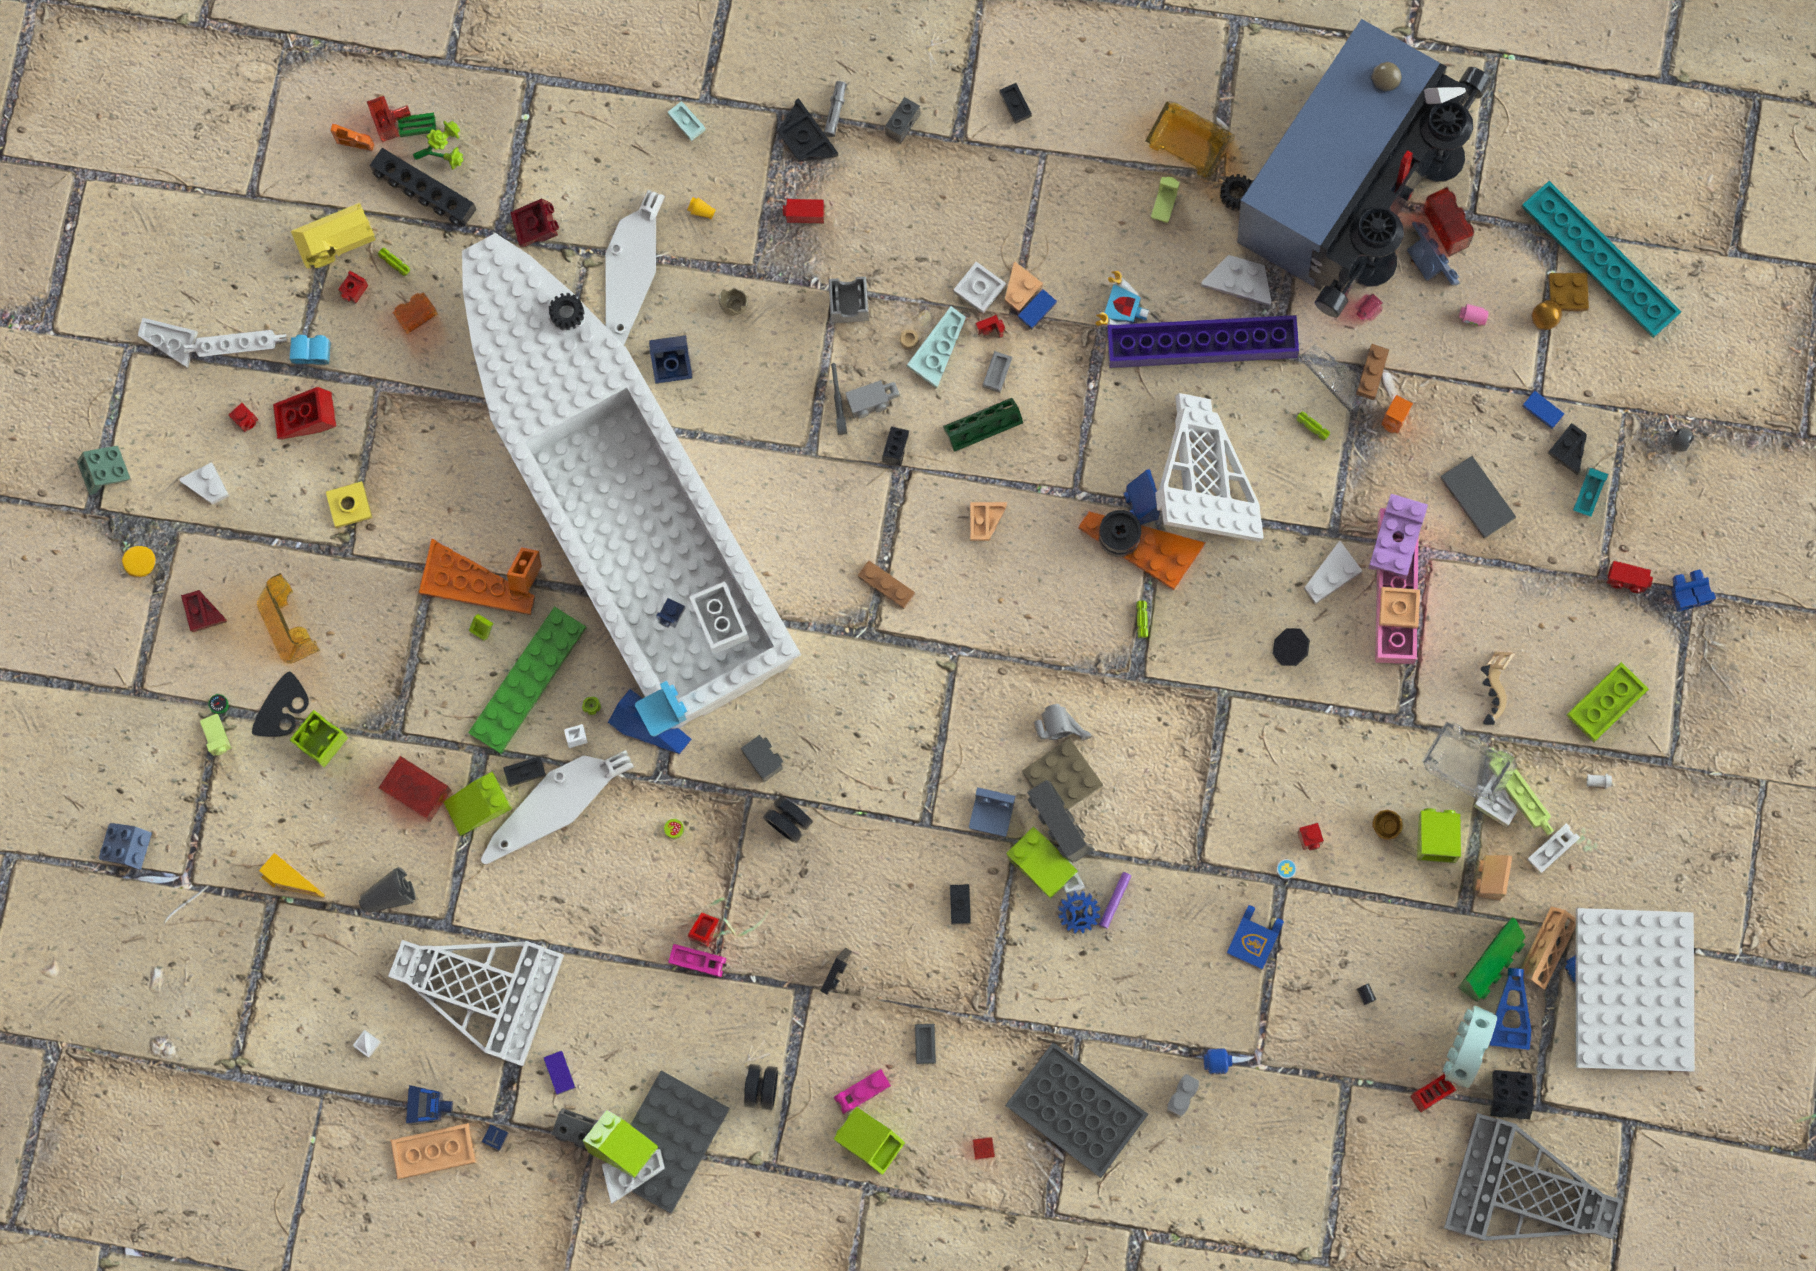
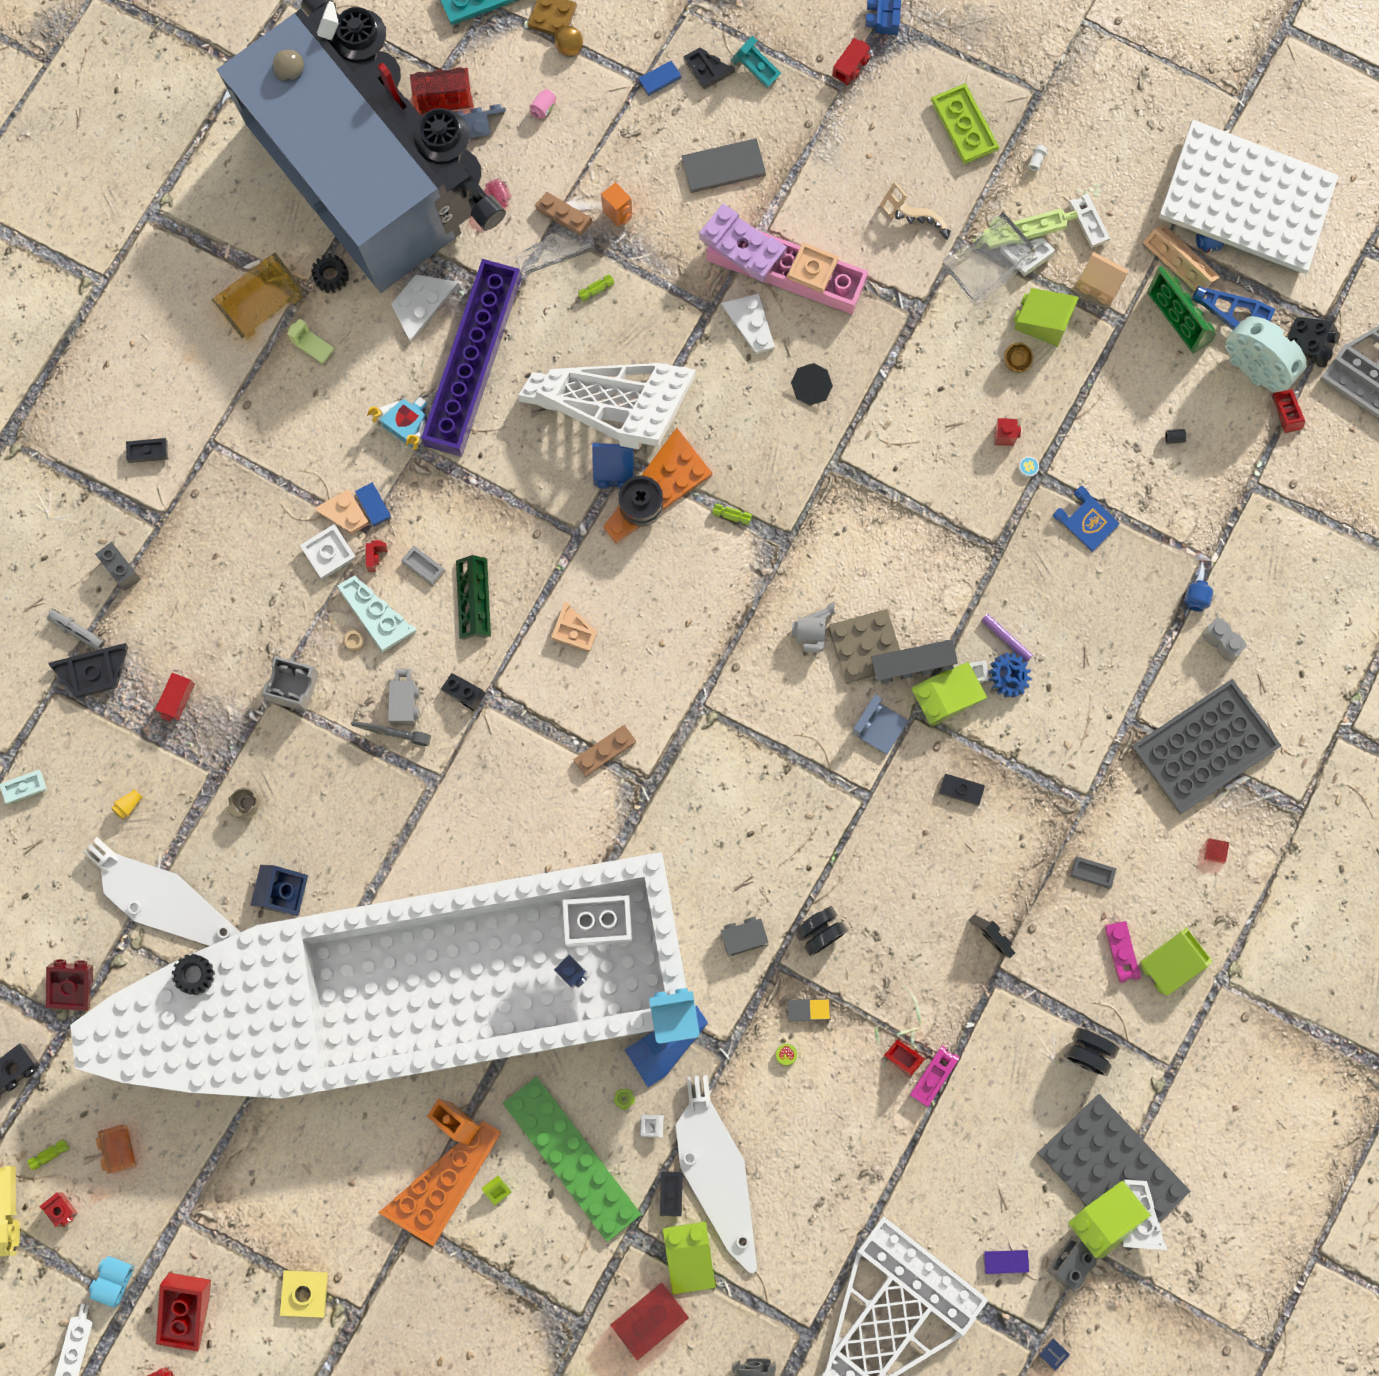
camera: 75 degrees left, 0 degrees up
(719, 835) = (809, 1010): none -> dark grey tile

